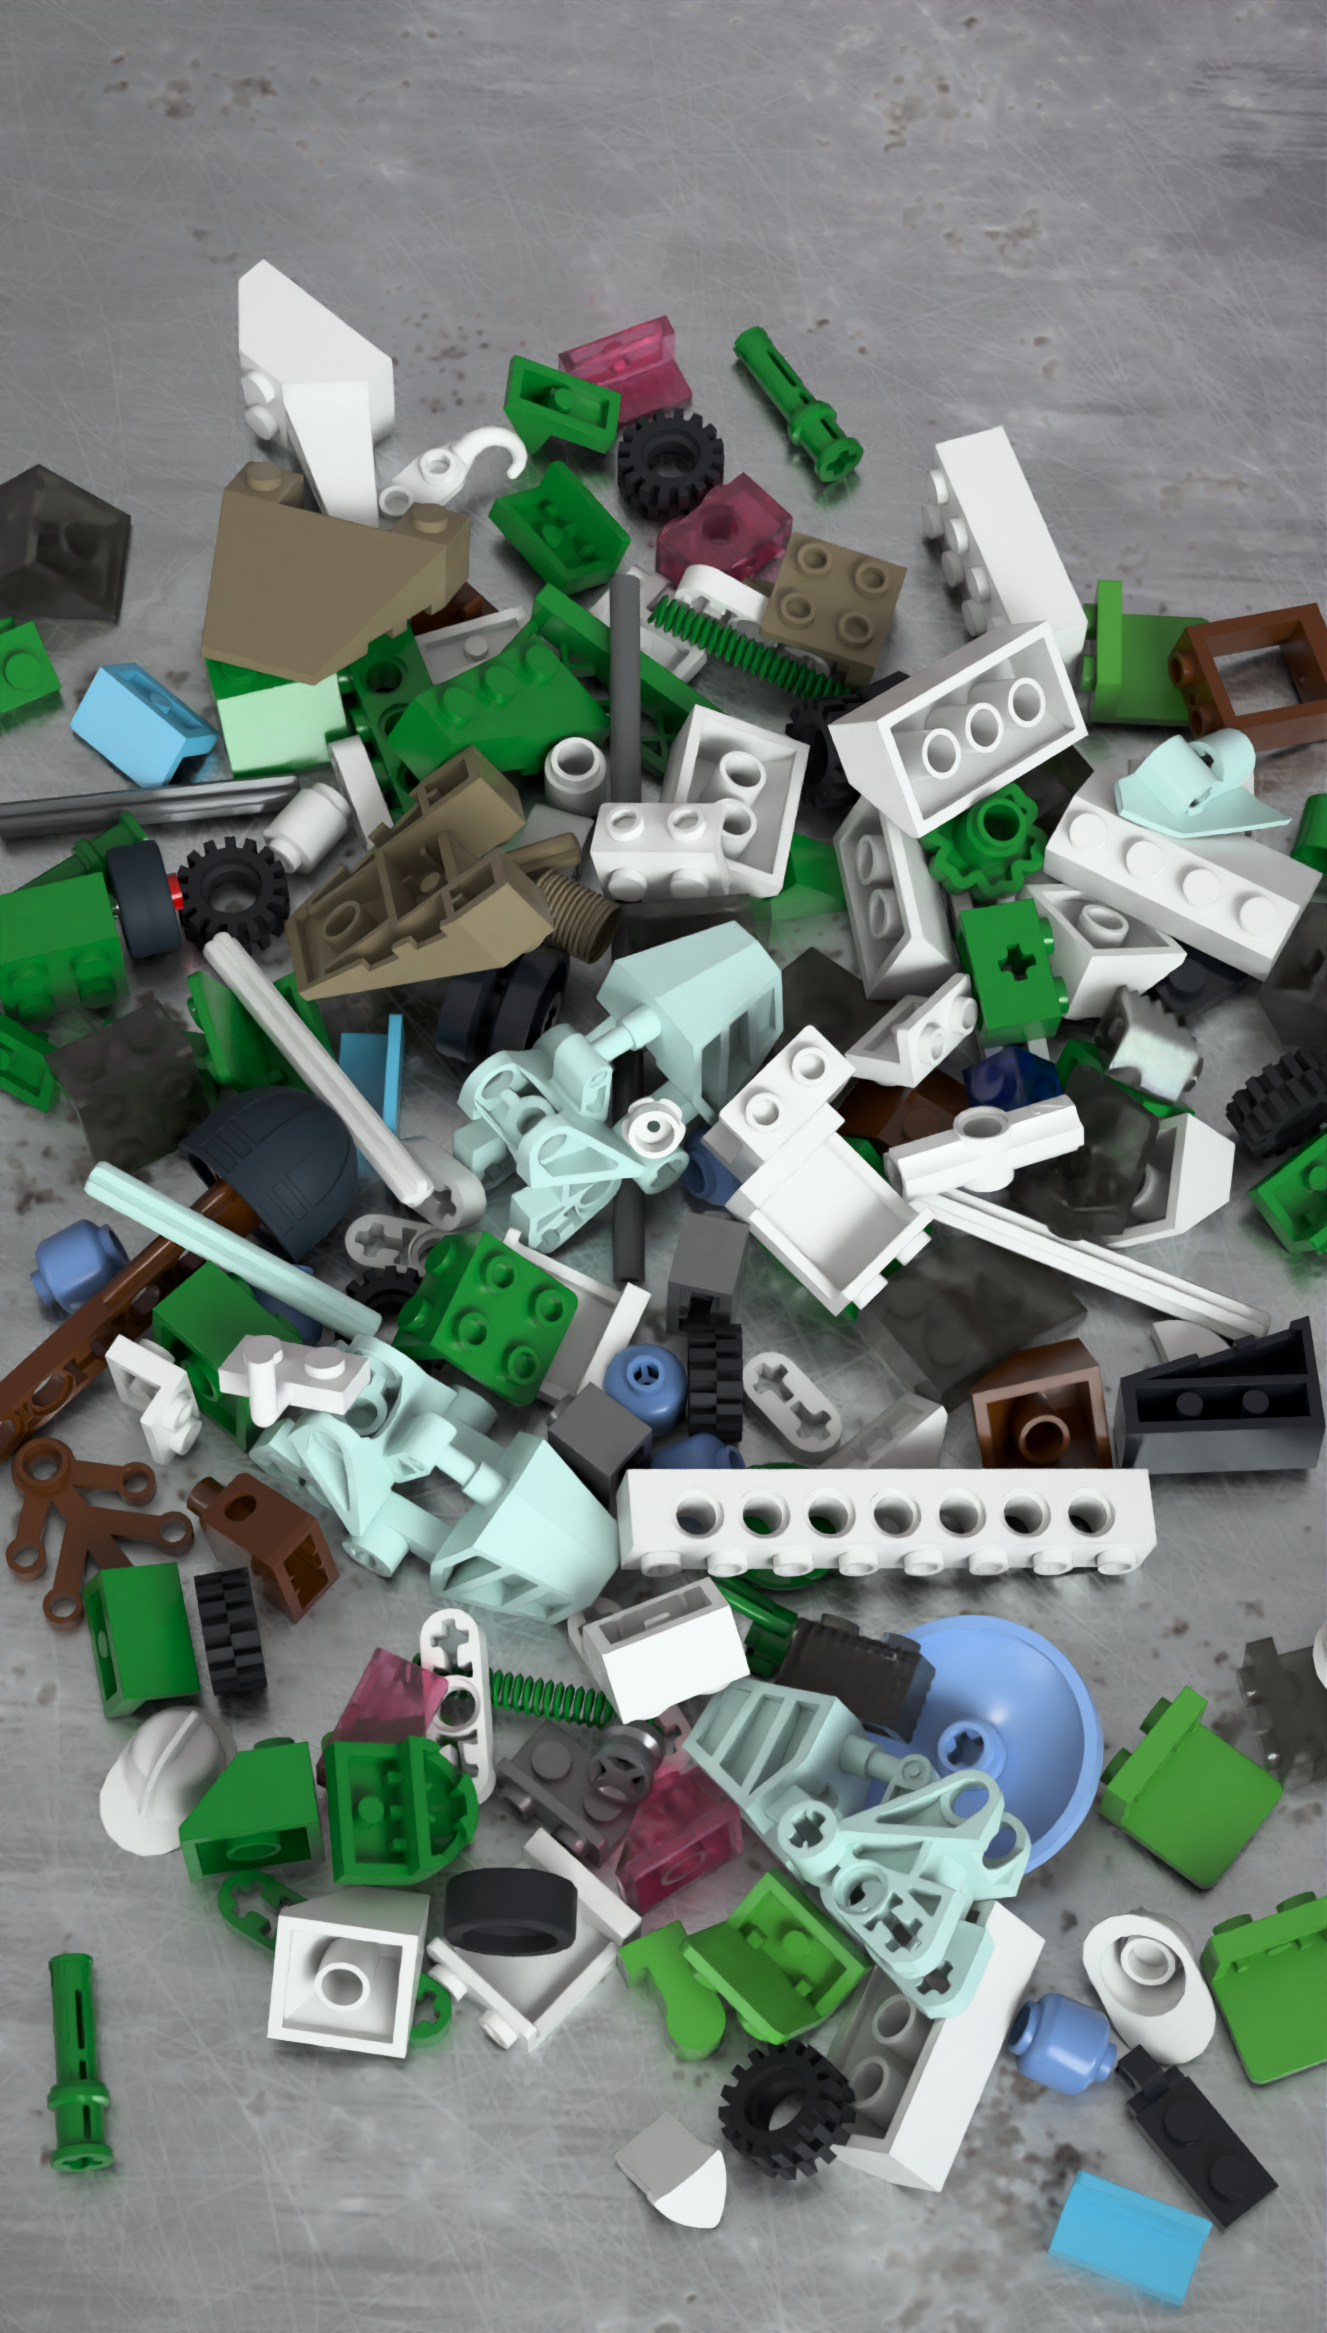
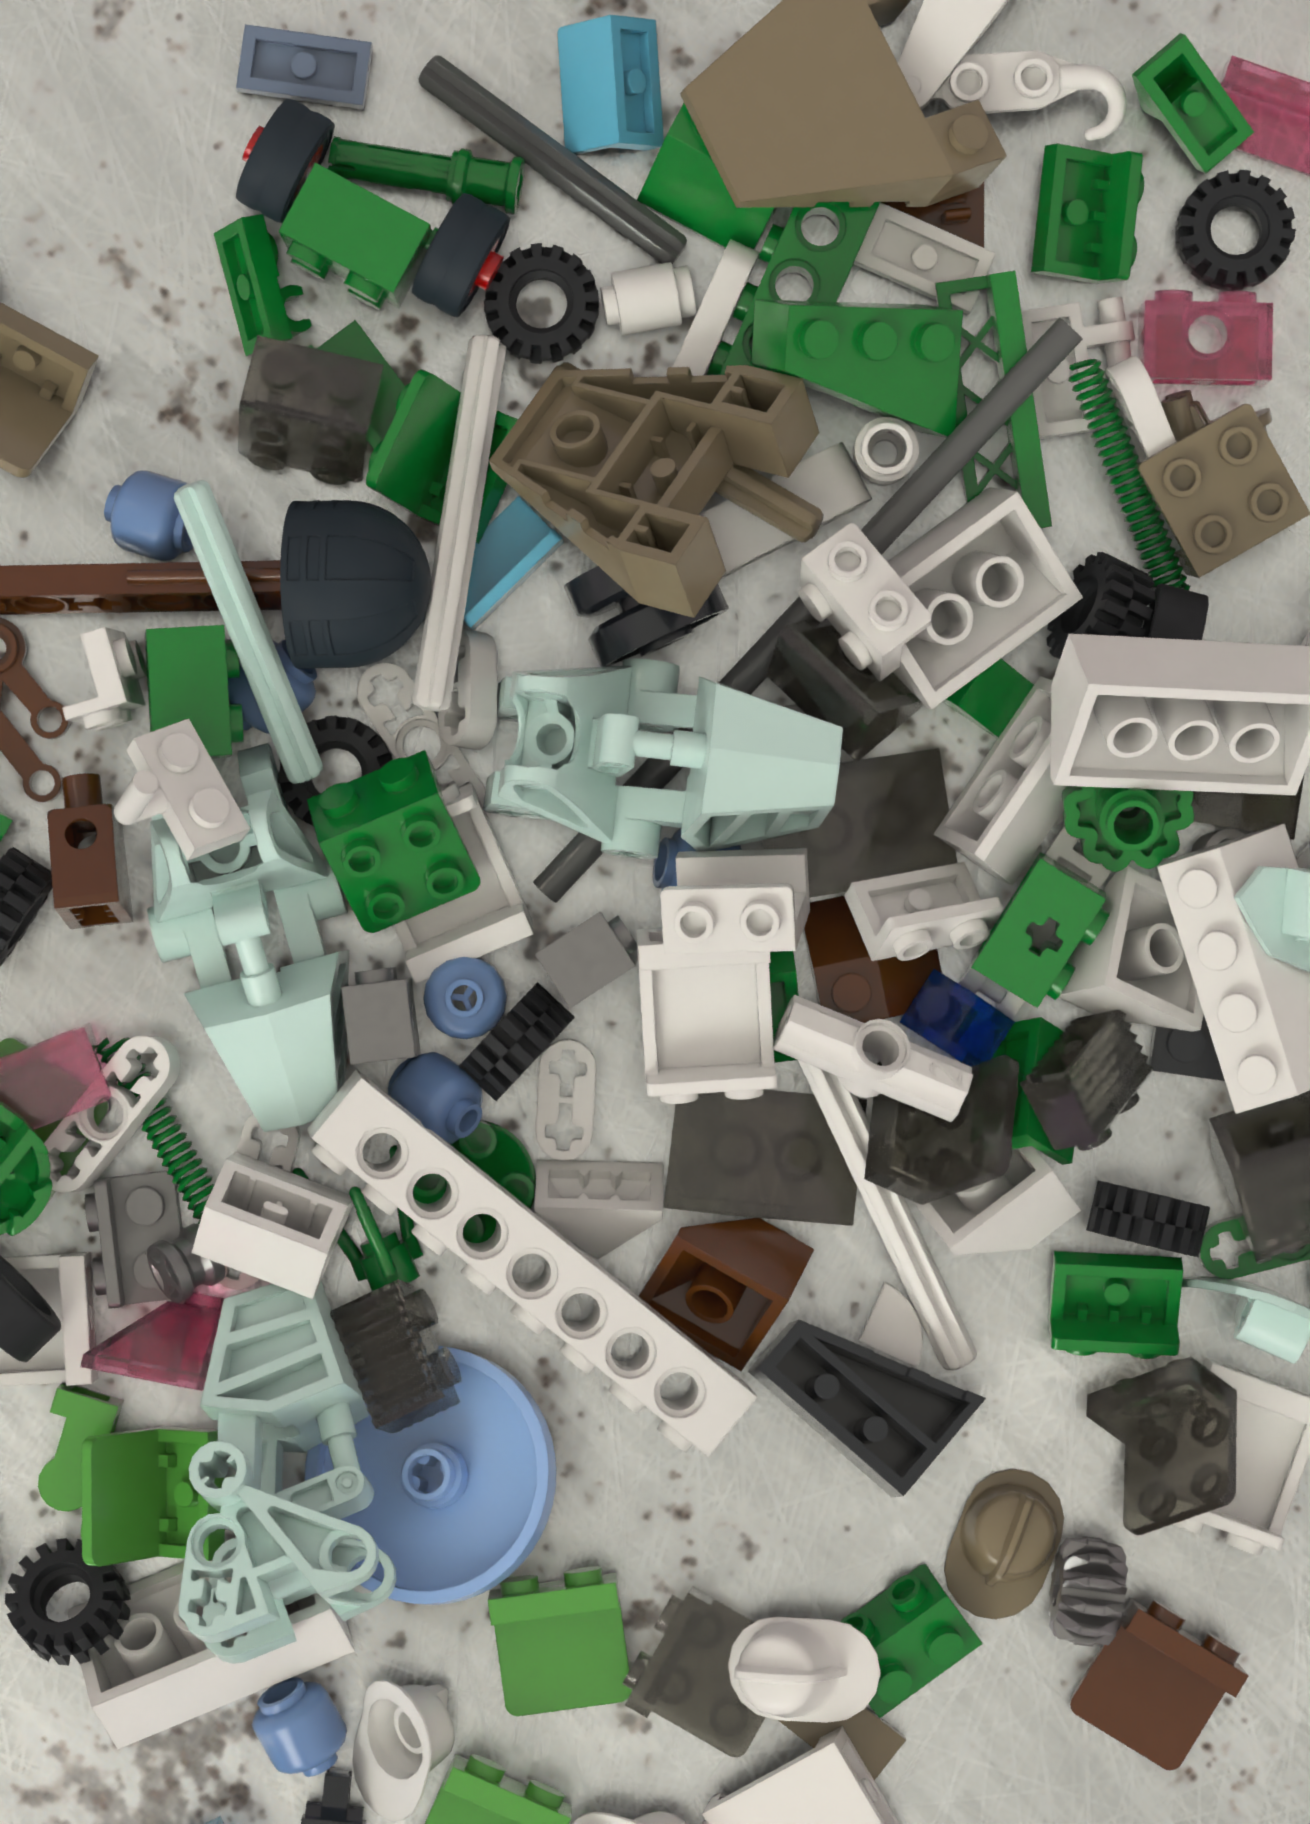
camera: 40 degrees right, 25 degrees up
(581, 917) = (756, 581): dark tan piece -> none
(655, 1142) = (634, 828): white plate -> none

